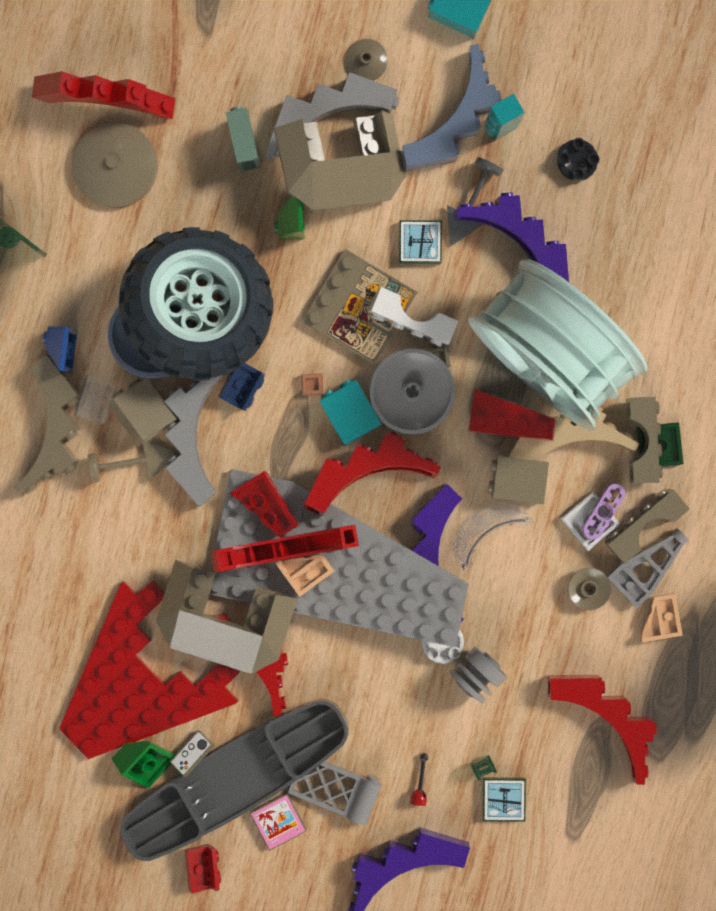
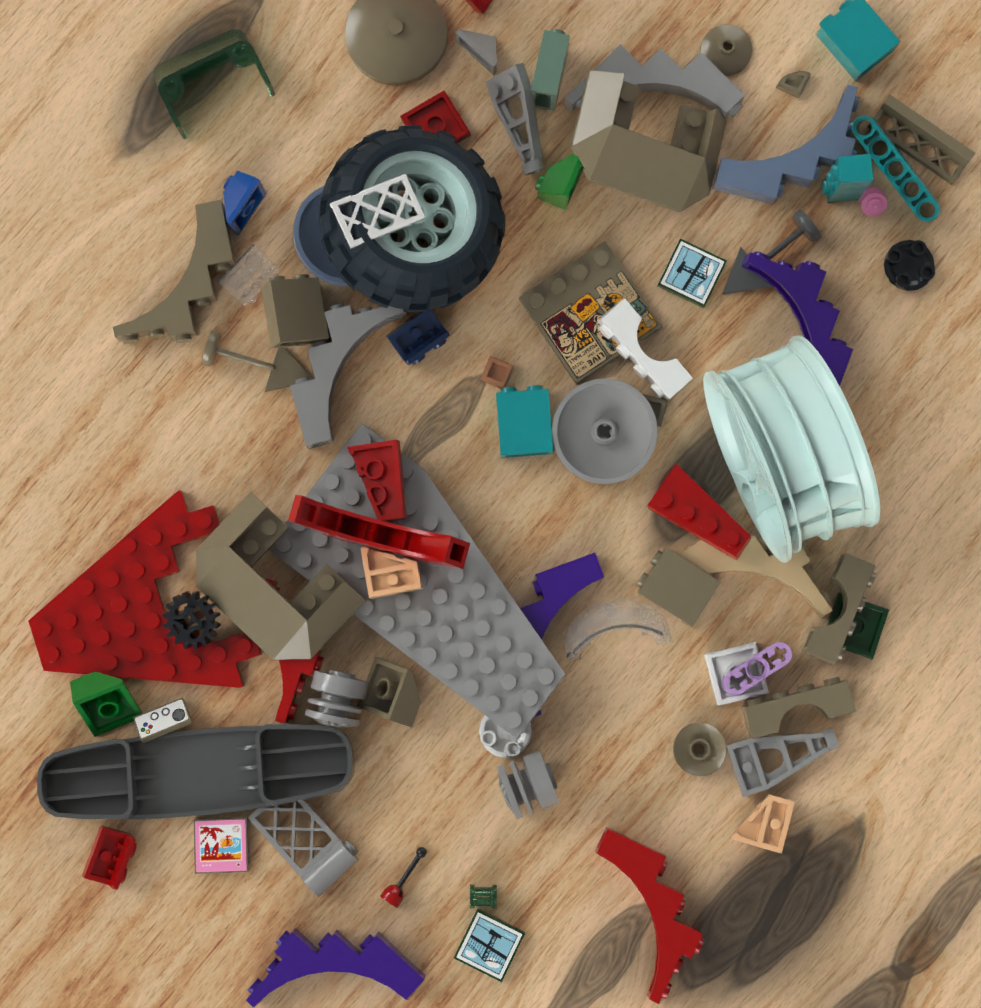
camera: 30 degrees right, 5 degrees down
(164, 295) = (381, 188): none -> white window
(176, 215) = (436, 115): none -> red tile
(179, 671) = (199, 611): none -> black gear
(183, 145) = (480, 46): none -> light grey slope
(216, 168) = (503, 88): none -> light grey plate
(309, 674) = (336, 699): none -> light grey wheel
(347, 656) = (391, 693): none -> dark tan slope
(363, 462) = (512, 484): red arch -> none
(428, 62) = (793, 83): none -> dark tan tile
(524, 91) = (884, 163): none -> teal beam
(529, 125) = (873, 201): none -> bright pink wheel
(543, 52) = (929, 135): none -> dark tan fence

